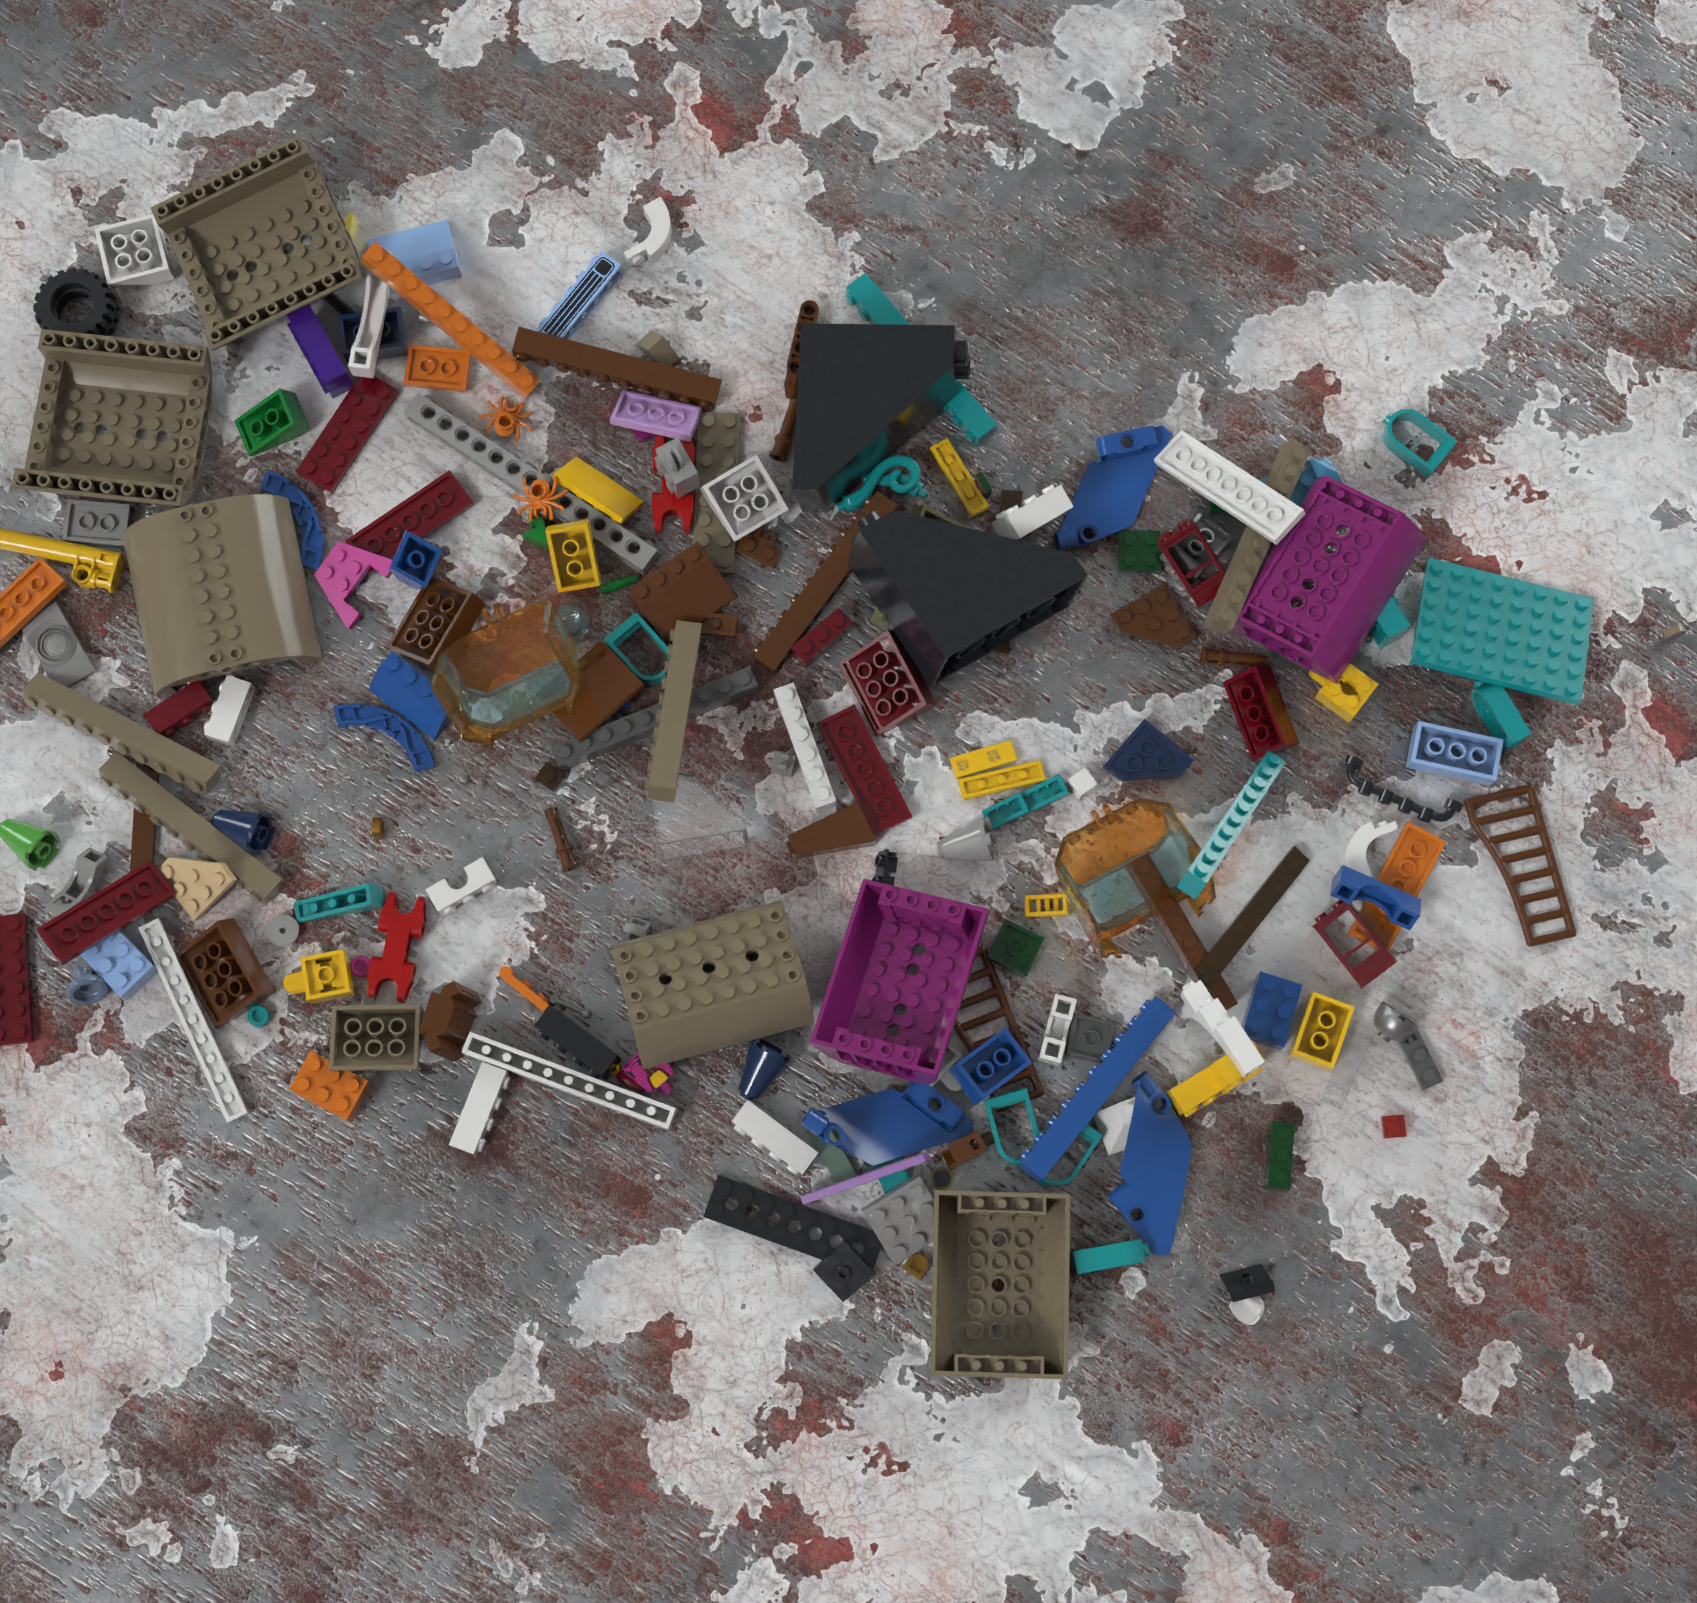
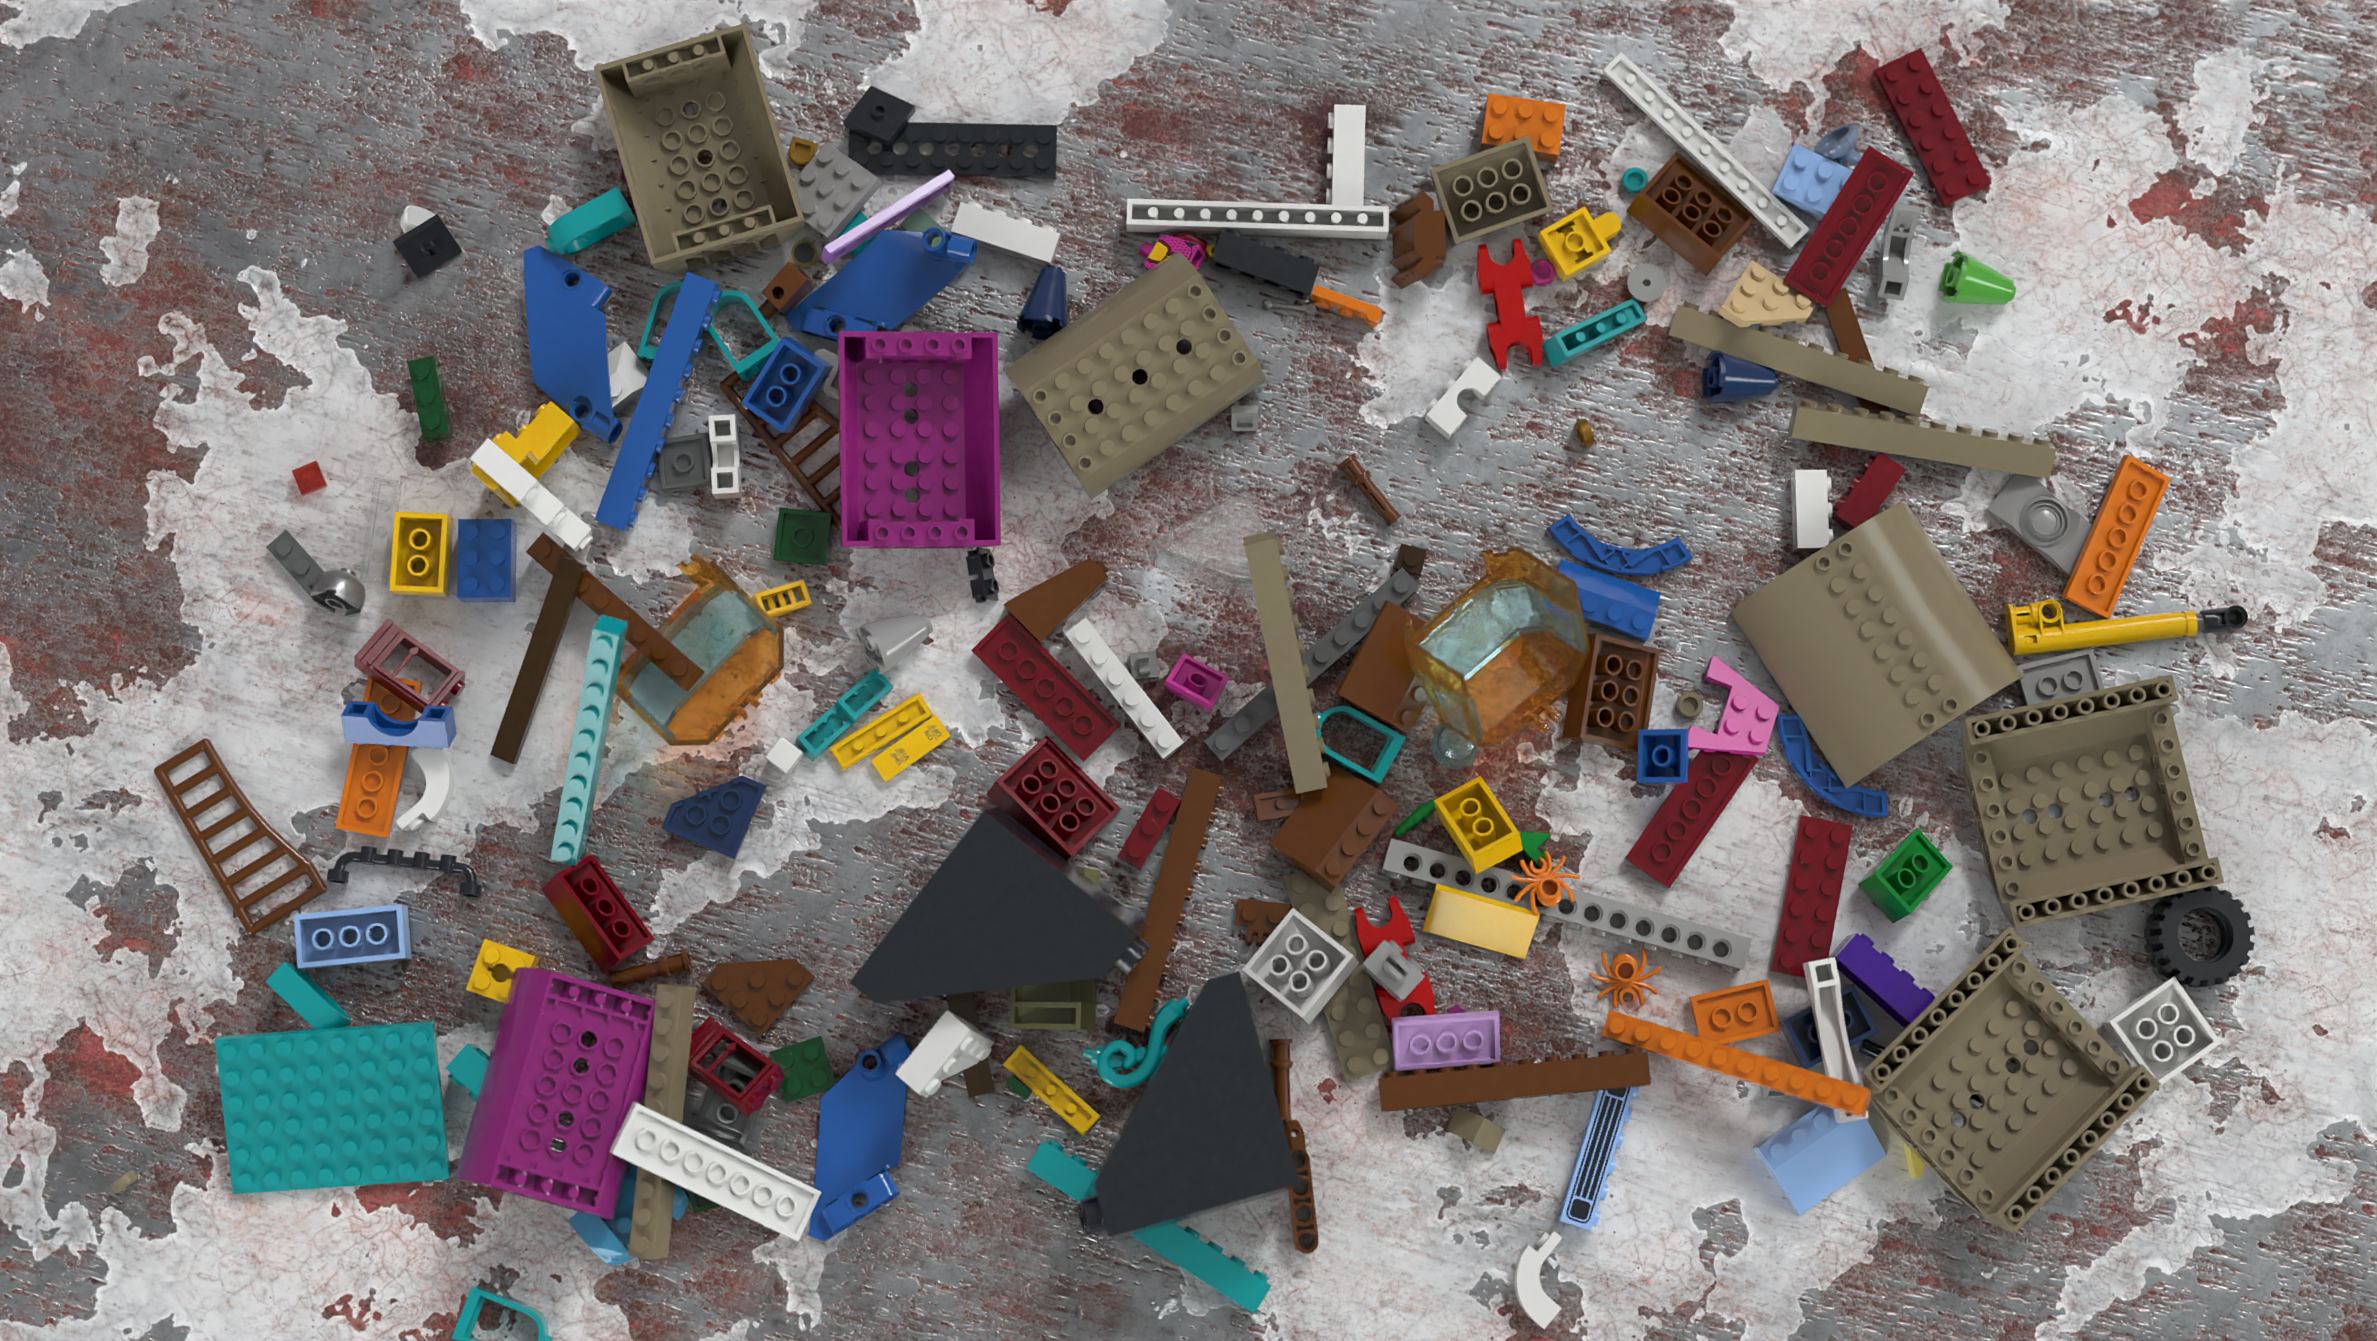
camera: 155 degrees right, 5 degrees up
(381, 599) = (1689, 705): none -> dark tan tile
(748, 735) = (1196, 683): none -> dark pink slope

